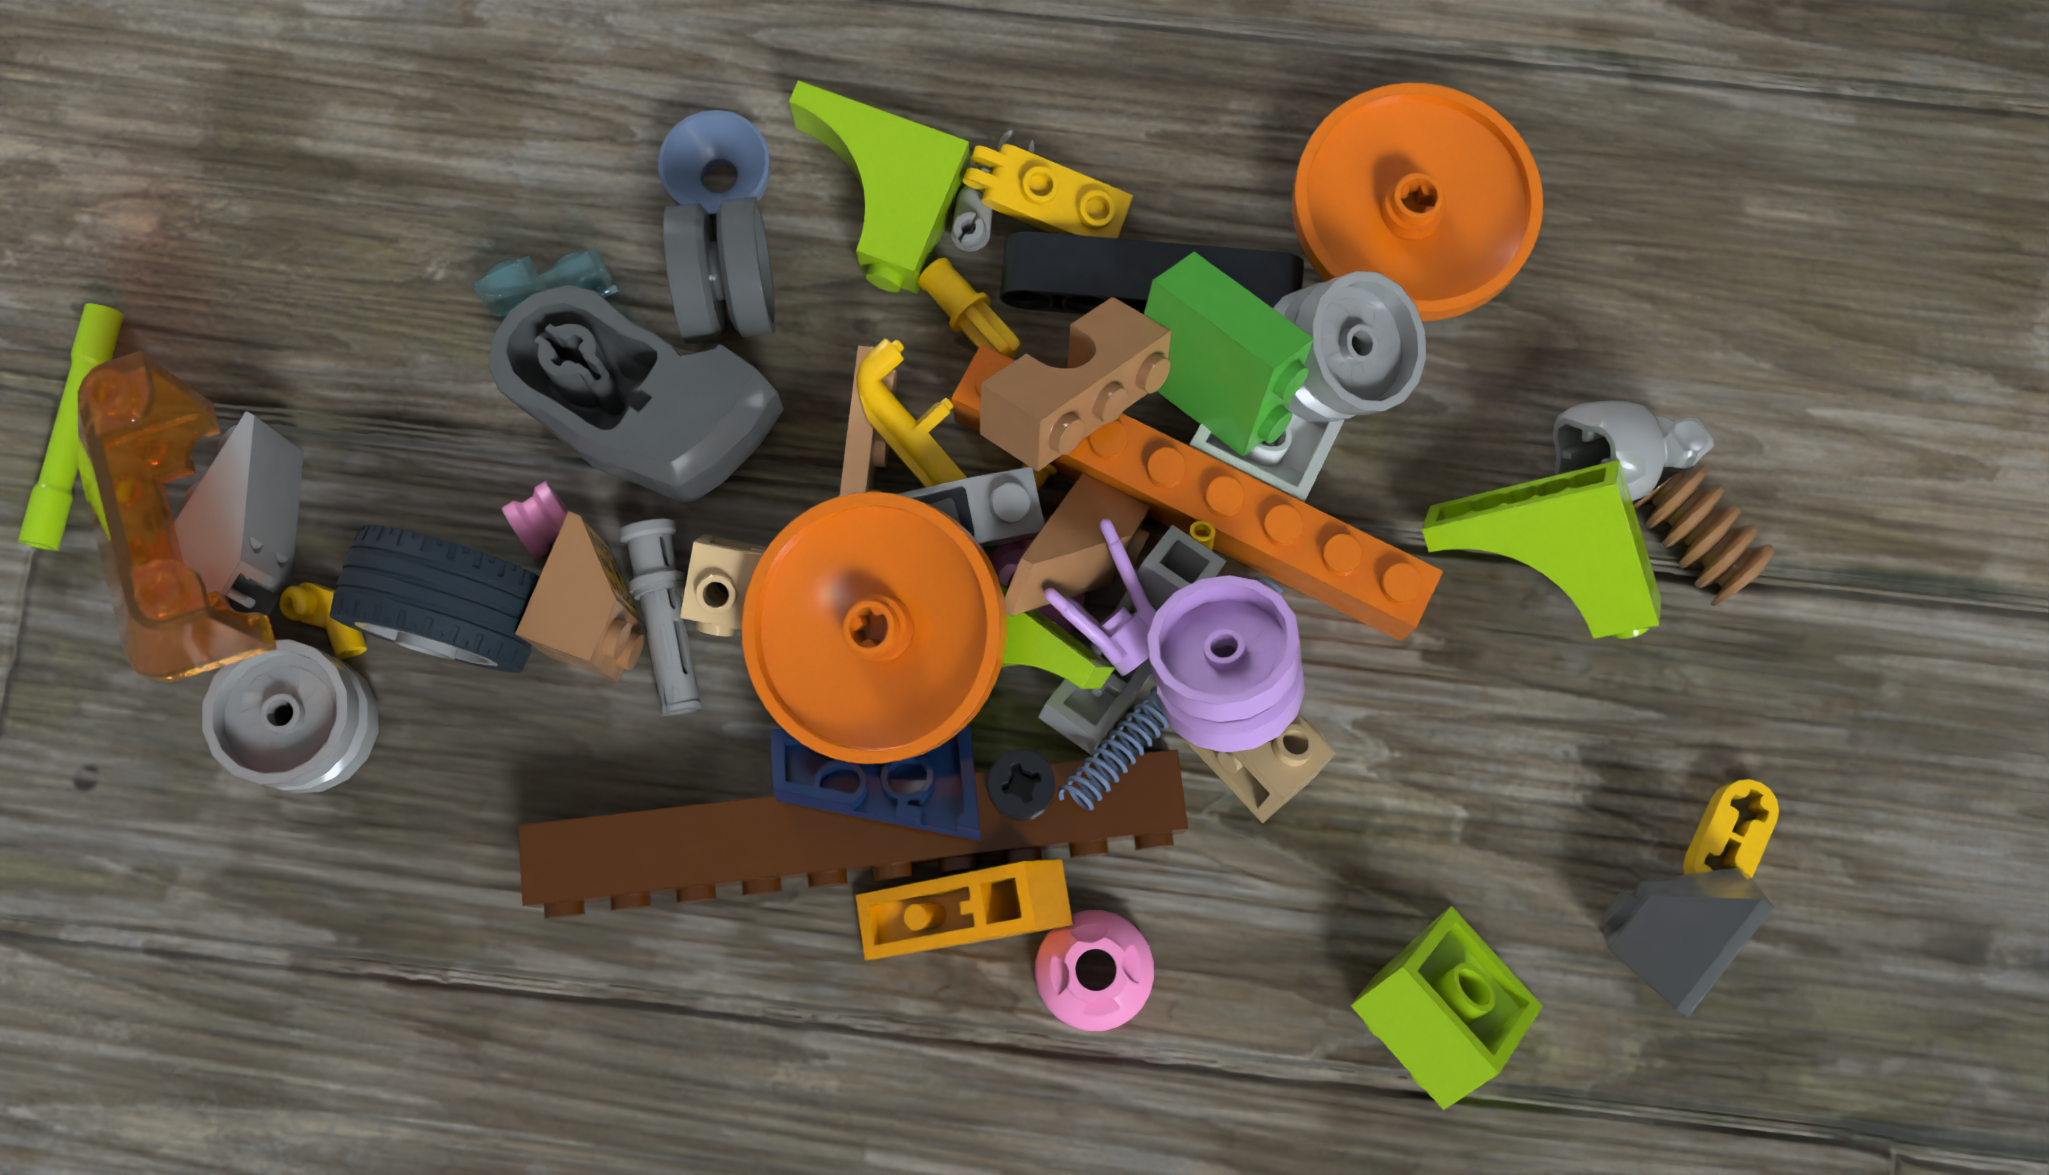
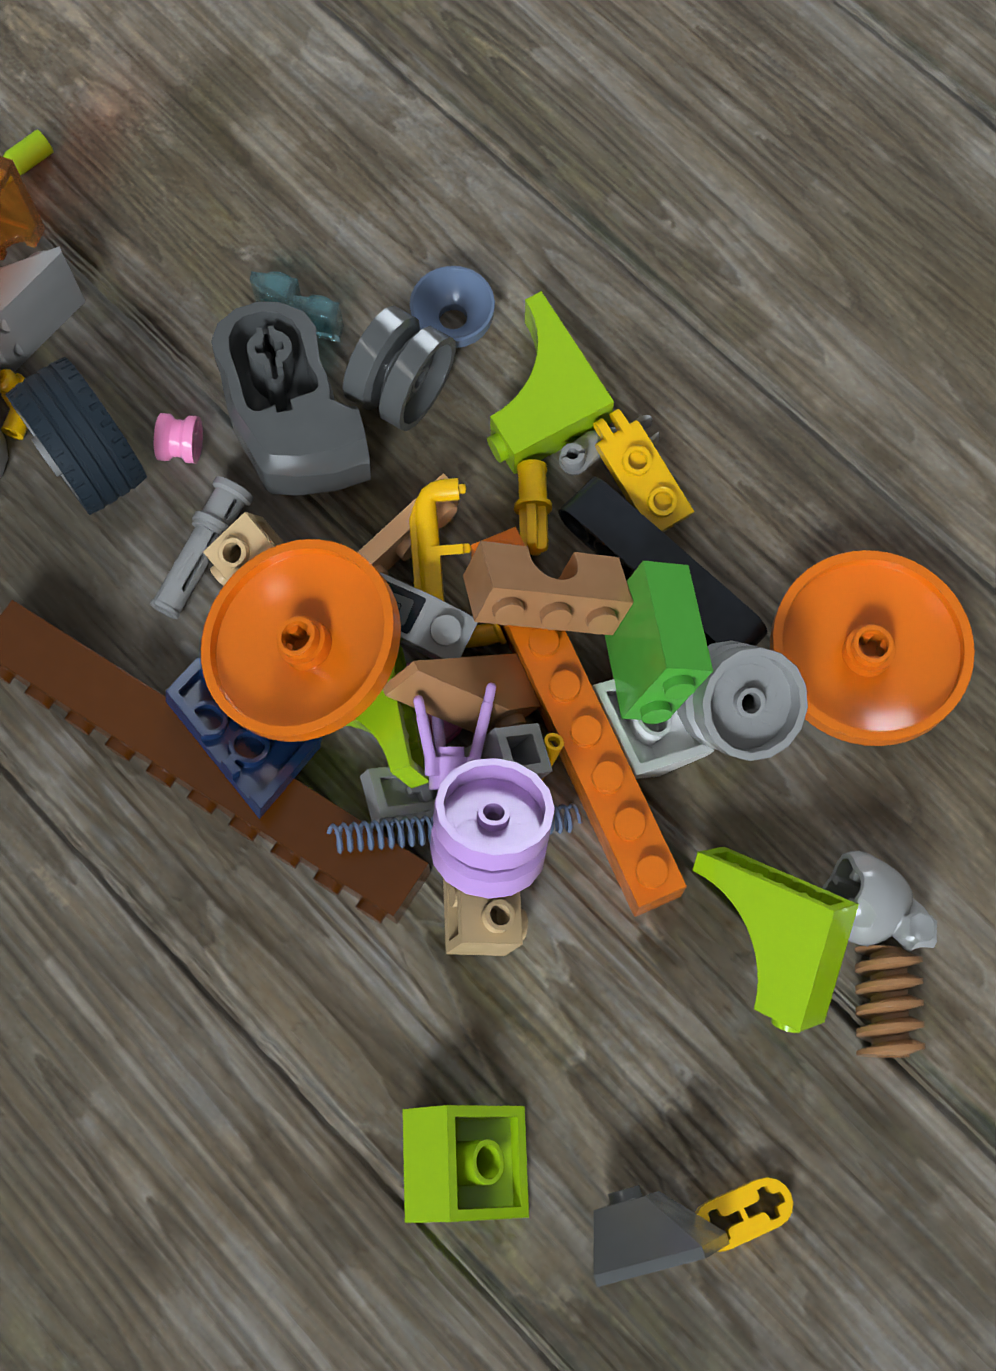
camera: 40 degrees right, 5 degrees down
(583, 606) = (157, 501): medium nougat slope -> none
(964, 908) = (226, 859): light orange slope -> none
(1016, 800) = (319, 811): black wheel -> none
(1057, 973) = (290, 980): bright pink piece -> none

